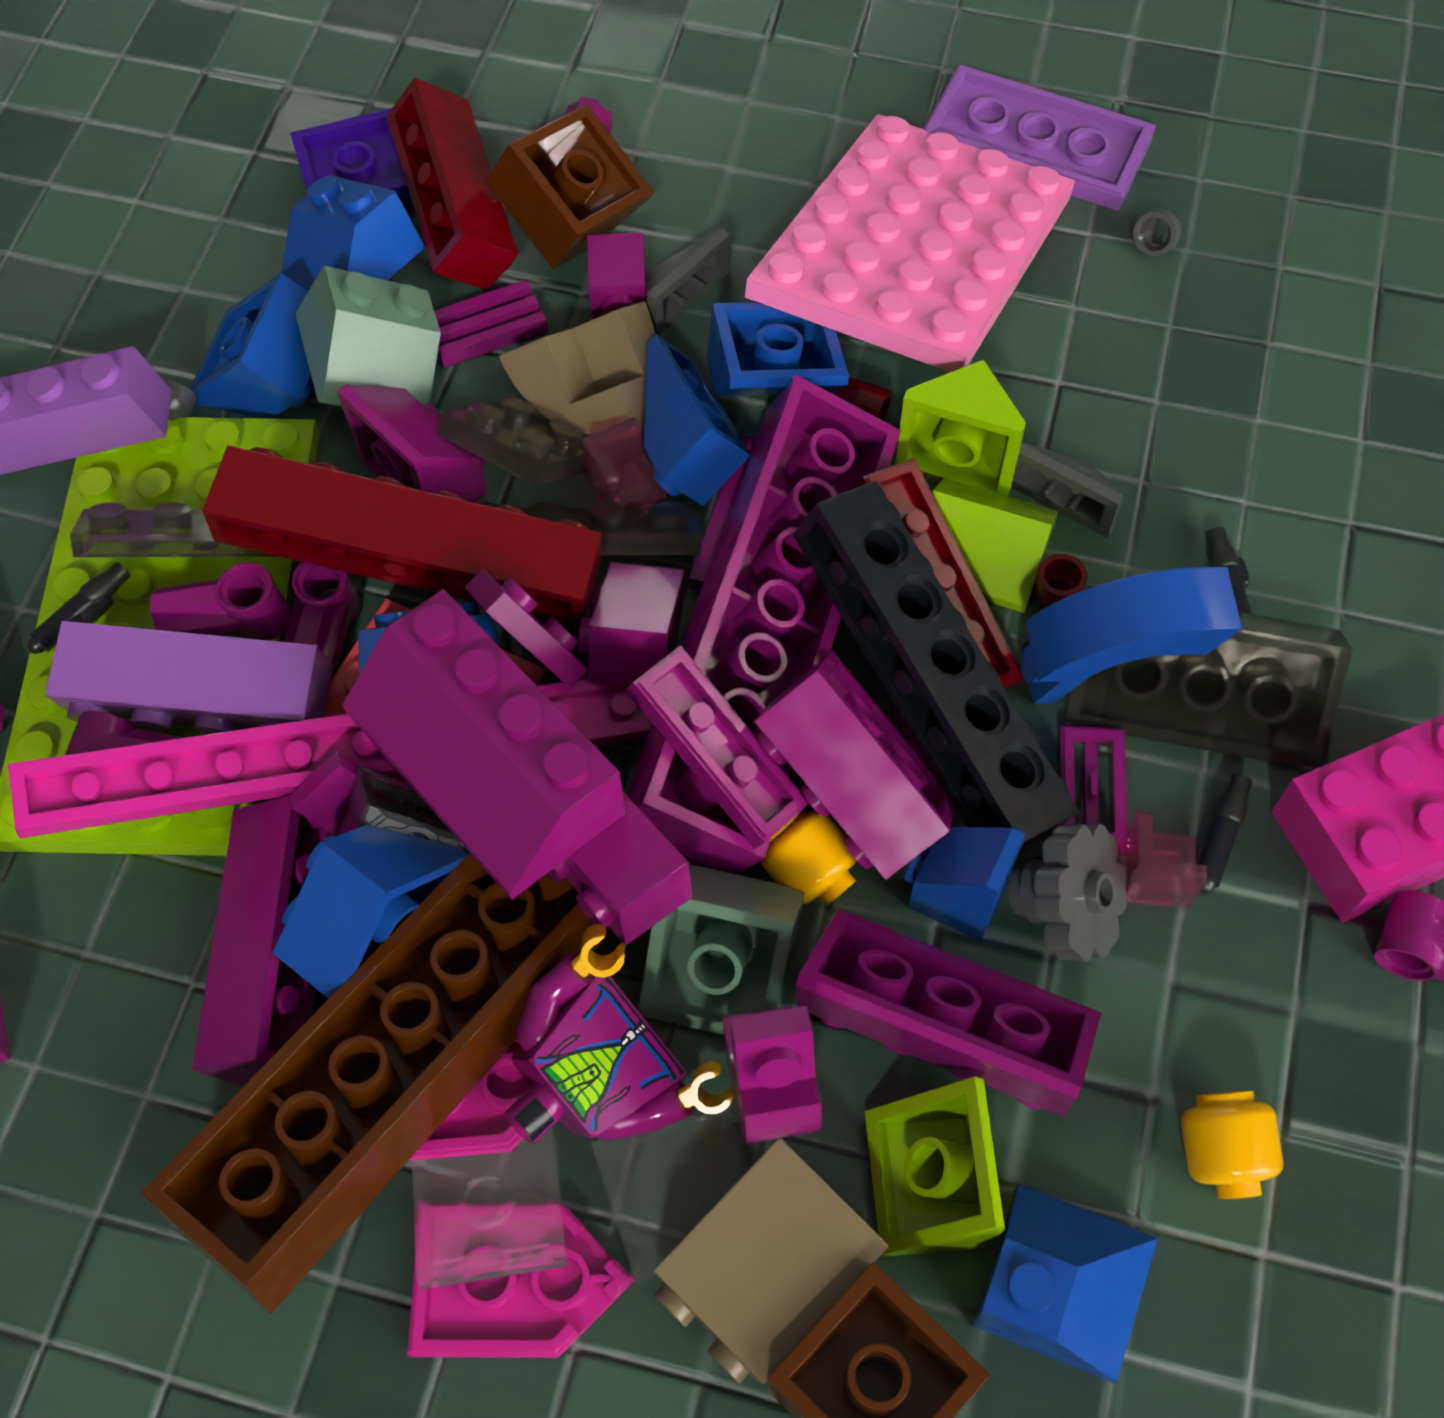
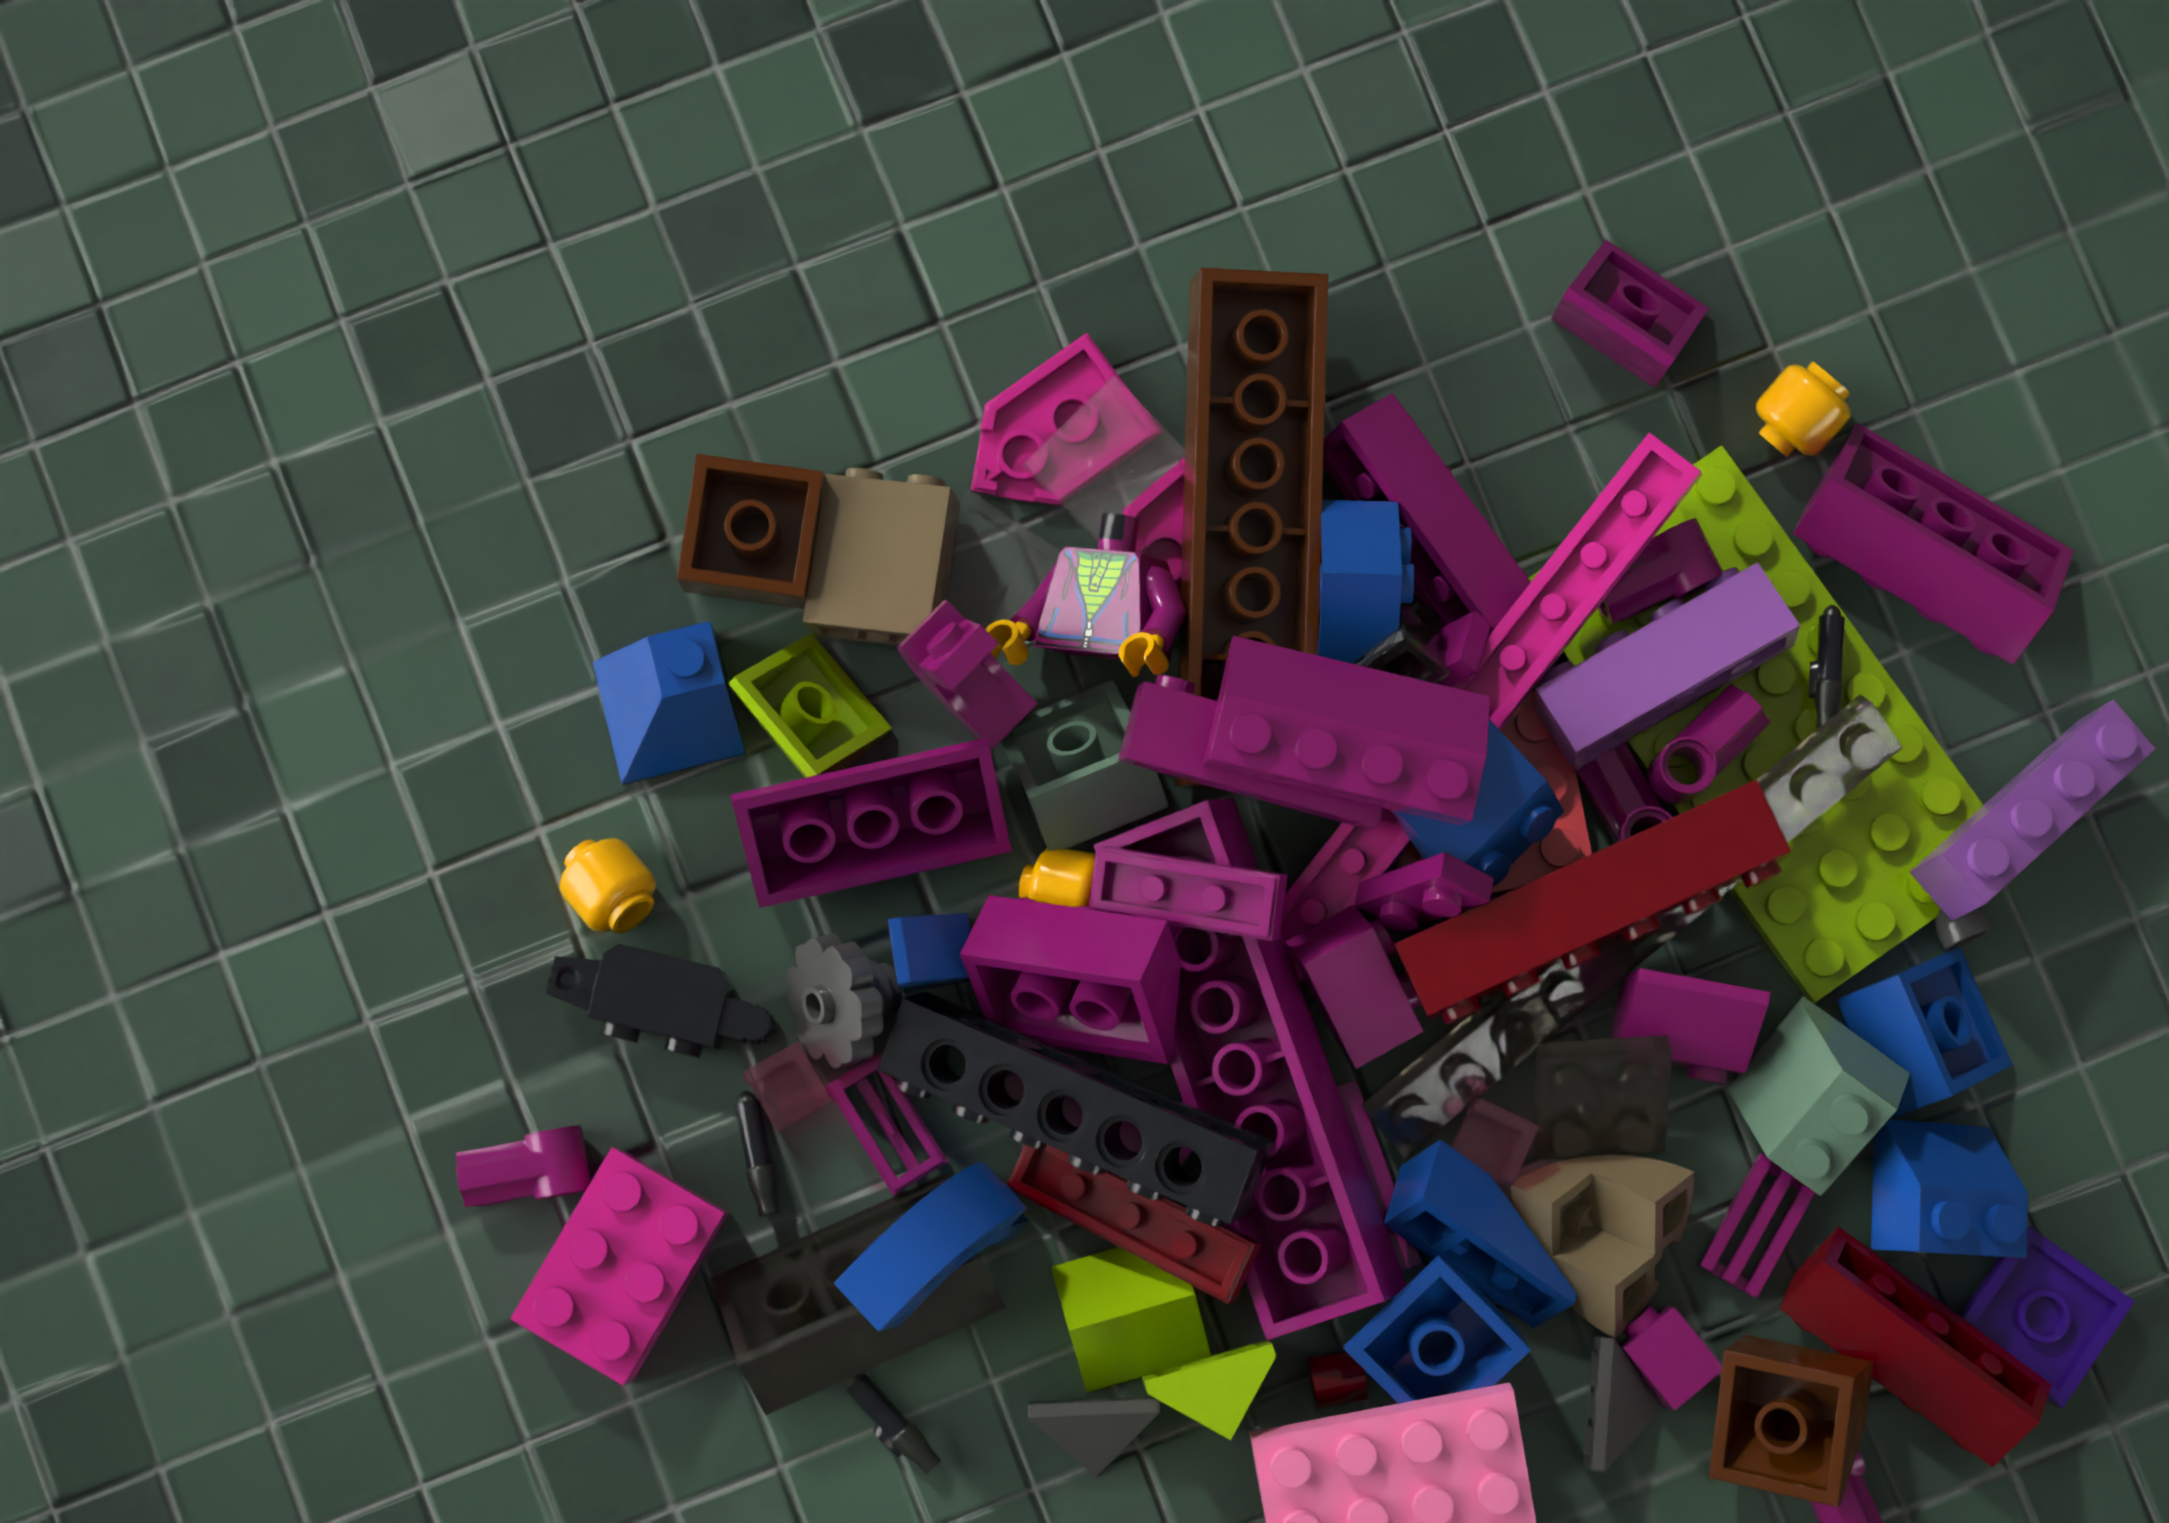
camera: 140 degrees right, 20 degrees up
(1058, 578) = (1027, 1318): dark red hose -> none
(1239, 1009) = (659, 996): none -> black hinge

